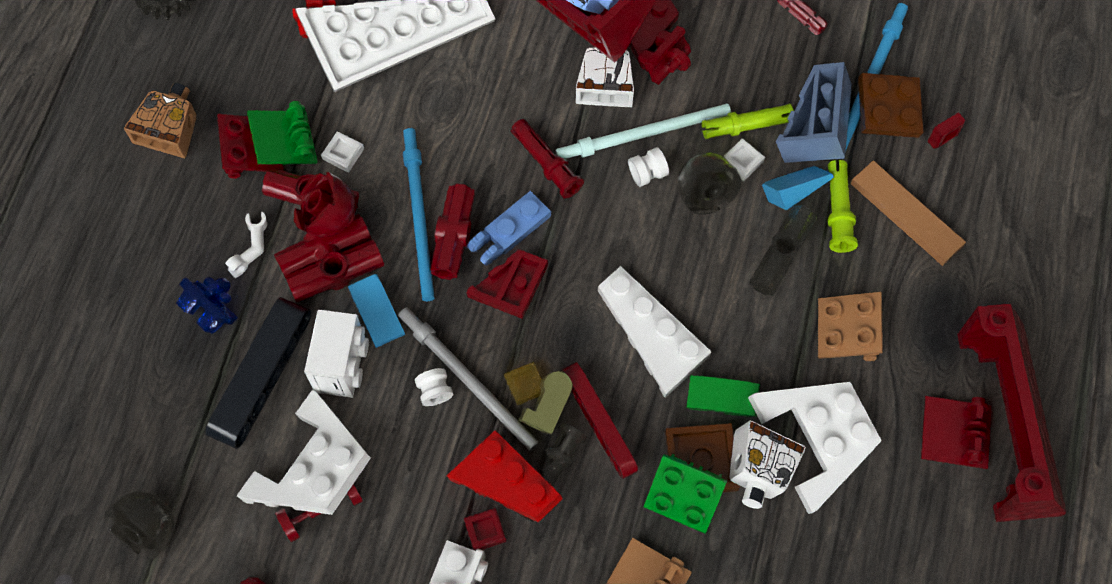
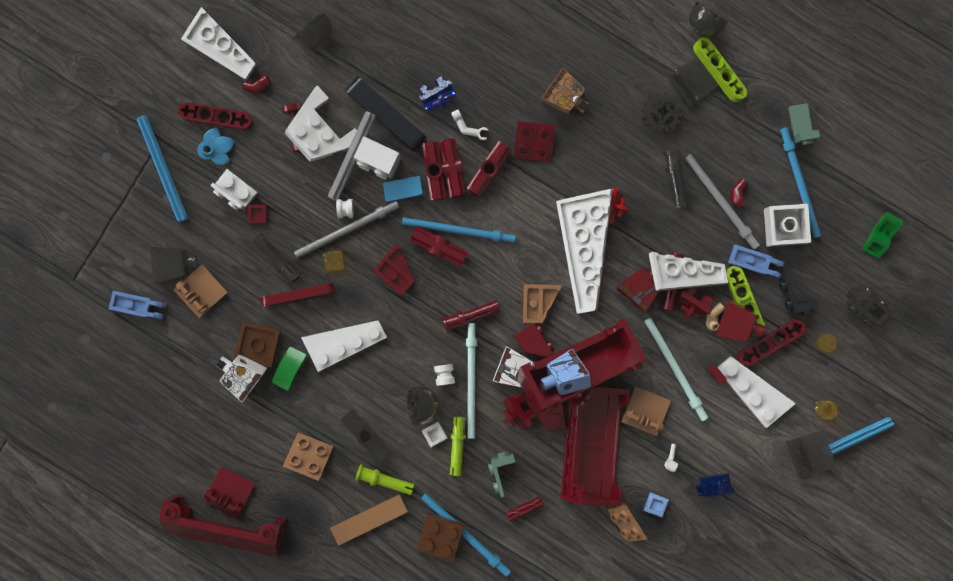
camera: 105 degrees right, 20 degrees up
(282, 136) = (532, 161): green hinge -> none
(326, 206) = (465, 172): dark red cylinder -> none
(342, 151) = (514, 196): white tile -> none
(342, 399) = (349, 160): none -> light grey axle
(495, 74) = (538, 301): none -> medium nougat wing
(505, 476) = (278, 233): red wing -> none
(510, 227) = (433, 282): medium blue hinge -> none
(554, 394) = (313, 269): olive leg -> none
(555, 63) = (531, 341): none -> dark red slope
(685, 493) = (238, 327): green hinge -> none
(751, 62) = (503, 459): none -> sand green bracket
(794, 187) = (405, 459): dark azure slope -> none
(821, 118) = (442, 490): sand blue wedge -> none
(834, 428) = (251, 424): white wing -> none
(946, 131) = (412, 564): dark red tile -> none

